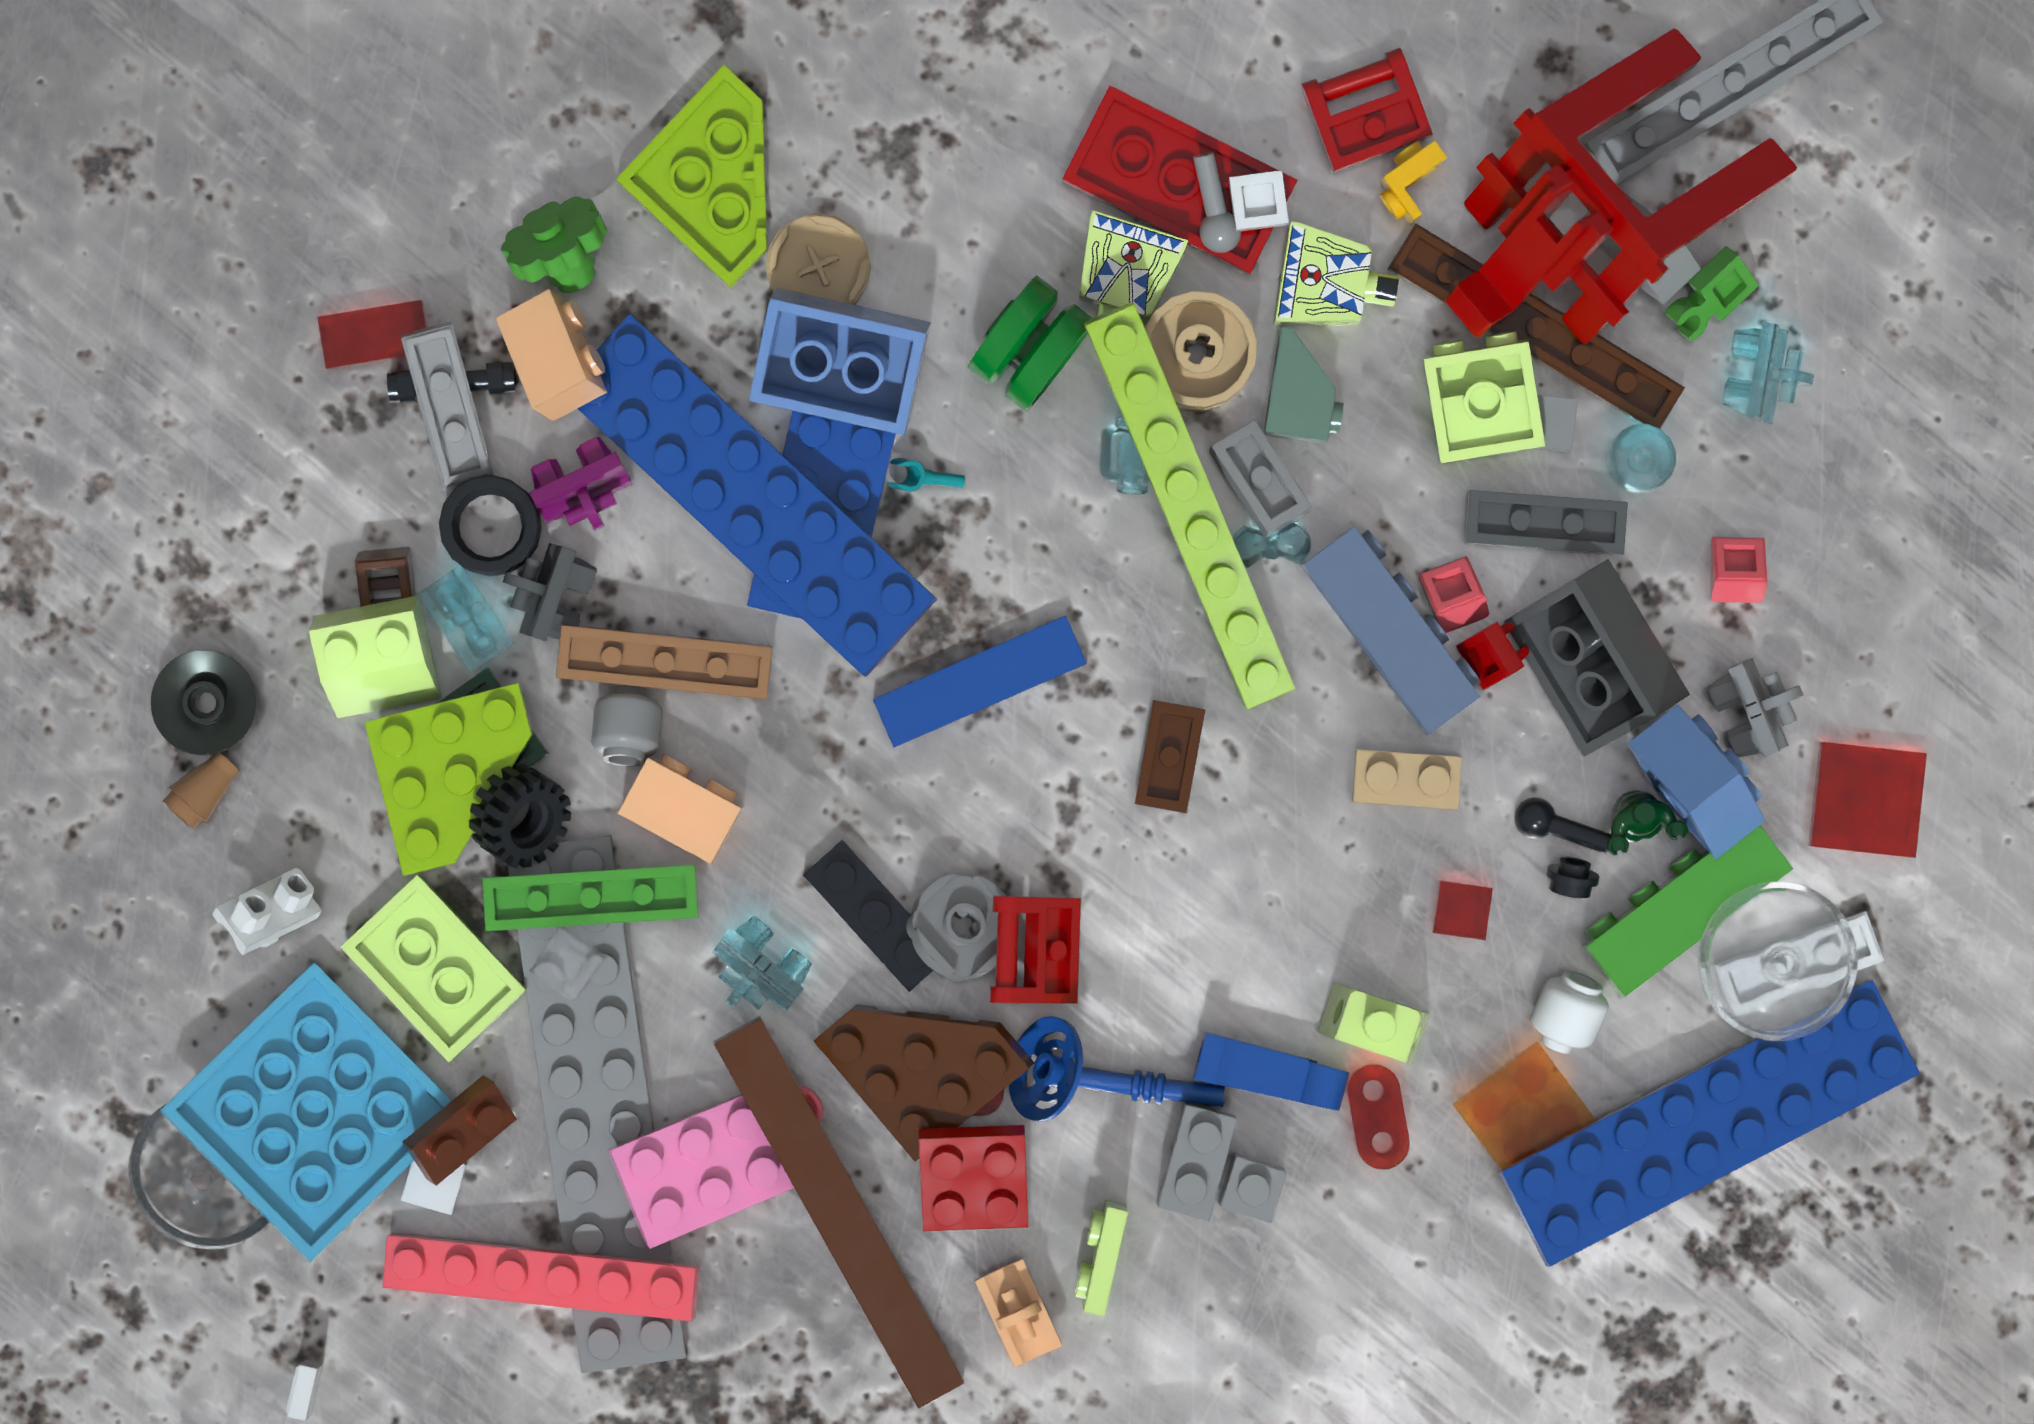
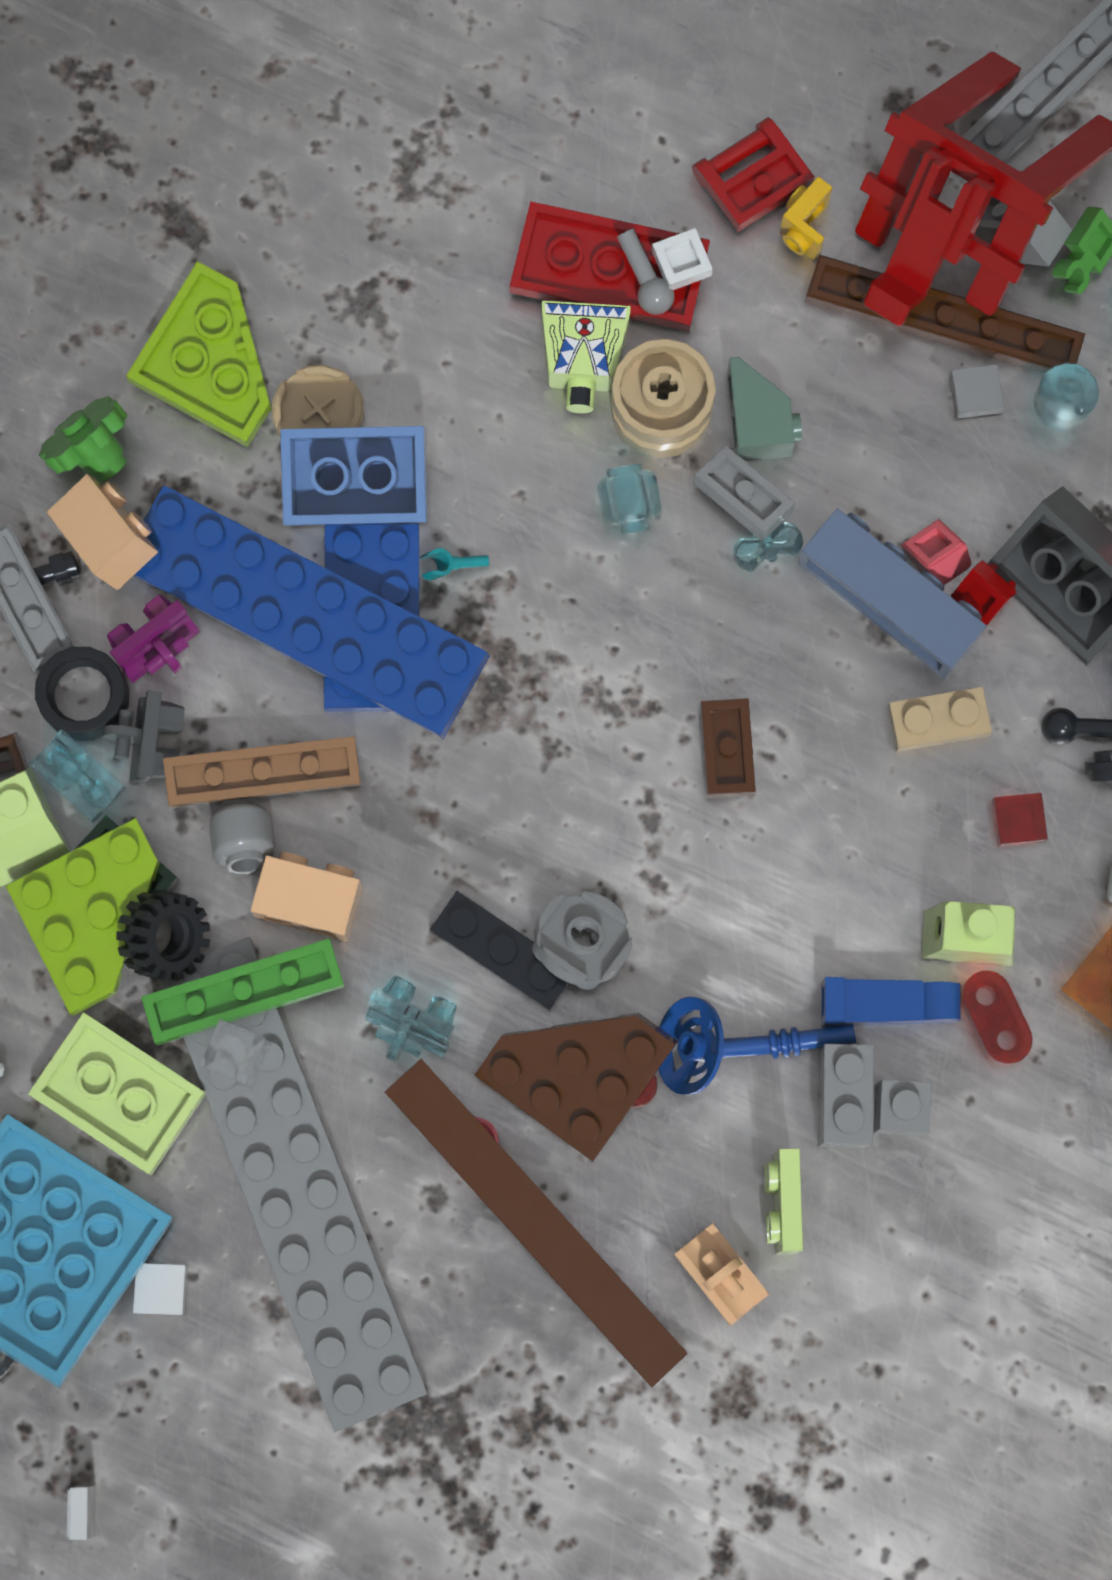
camera: 10 degrees left, 10 degrees down
(459, 1130) = (171, 1233): copper plate -> none
(541, 1277) = (277, 1350): coral plate -> none
(697, 1171) = (398, 1216): bright pink plate -> none
(973, 1178) = (649, 1161): red plate -> none
(979, 681) = (544, 725): blue tile -> none
(1025, 338) = (517, 421): green wheel -> none
(1050, 950) = (664, 938): red plate -> none
(1189, 505) = (689, 523): lime plate -> none
(1328, 280) = (757, 315): torso -> none
(1483, 398) = (918, 378): yellowish green plate -> none
(1546, 522) = (999, 472): dark grey plate -> none

